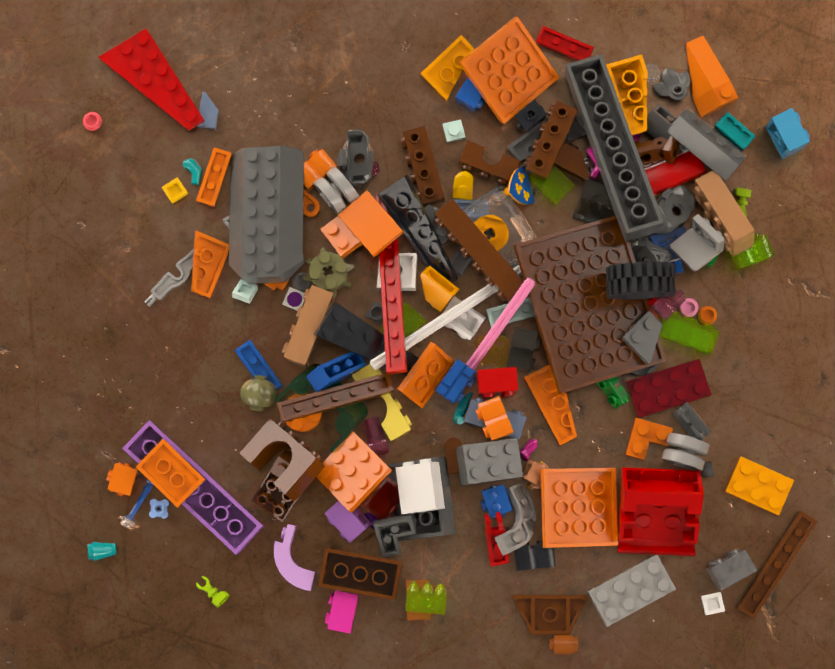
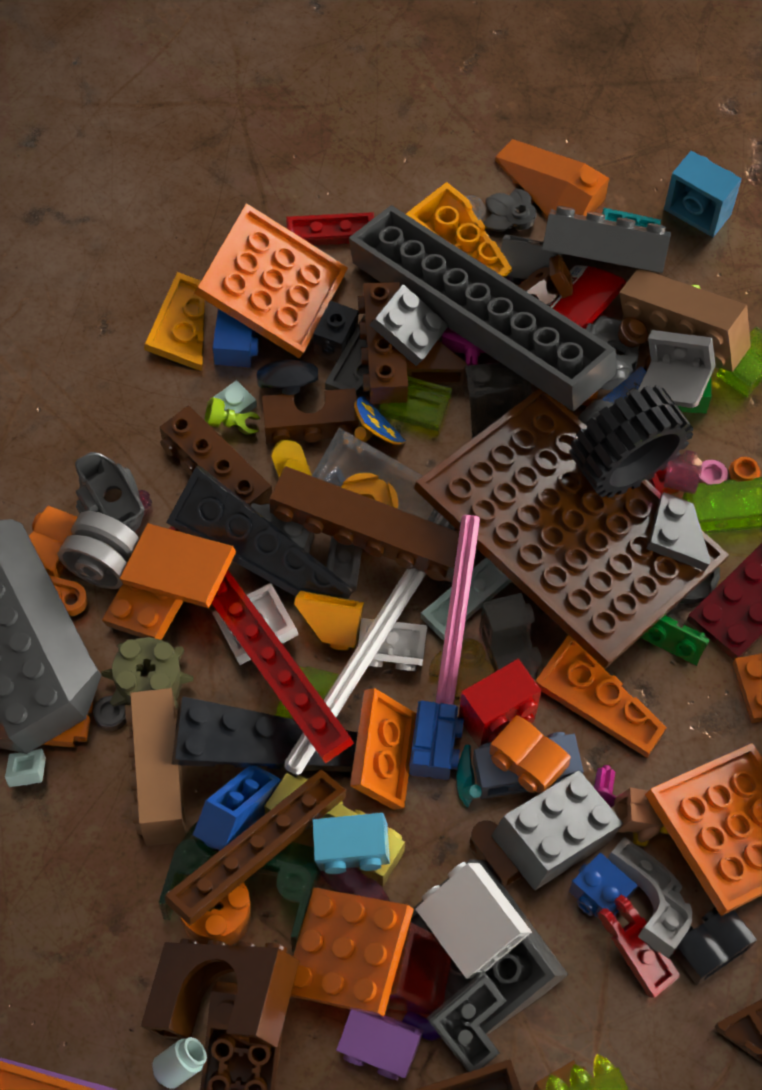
camera: 30 degrees left, 20 degrees down
(249, 479) = (179, 1062): none -> light aqua brick
(256, 364) = (106, 877): blue tile -> none
(258, 393) = (125, 913): olive plant -> none
(293, 299) = (112, 744): tile -> none
(371, 313) = (256, 692): dark grey plate -> none
(382, 418) = (351, 842): none -> medium azure brick
(437, 138) = (216, 415): none -> lime piece
(489, 132) = (287, 375): none -> black dish
(567, 140) = (409, 325): none -> dark grey plate
(691, 205) = (632, 332): none -> reddish brown plate

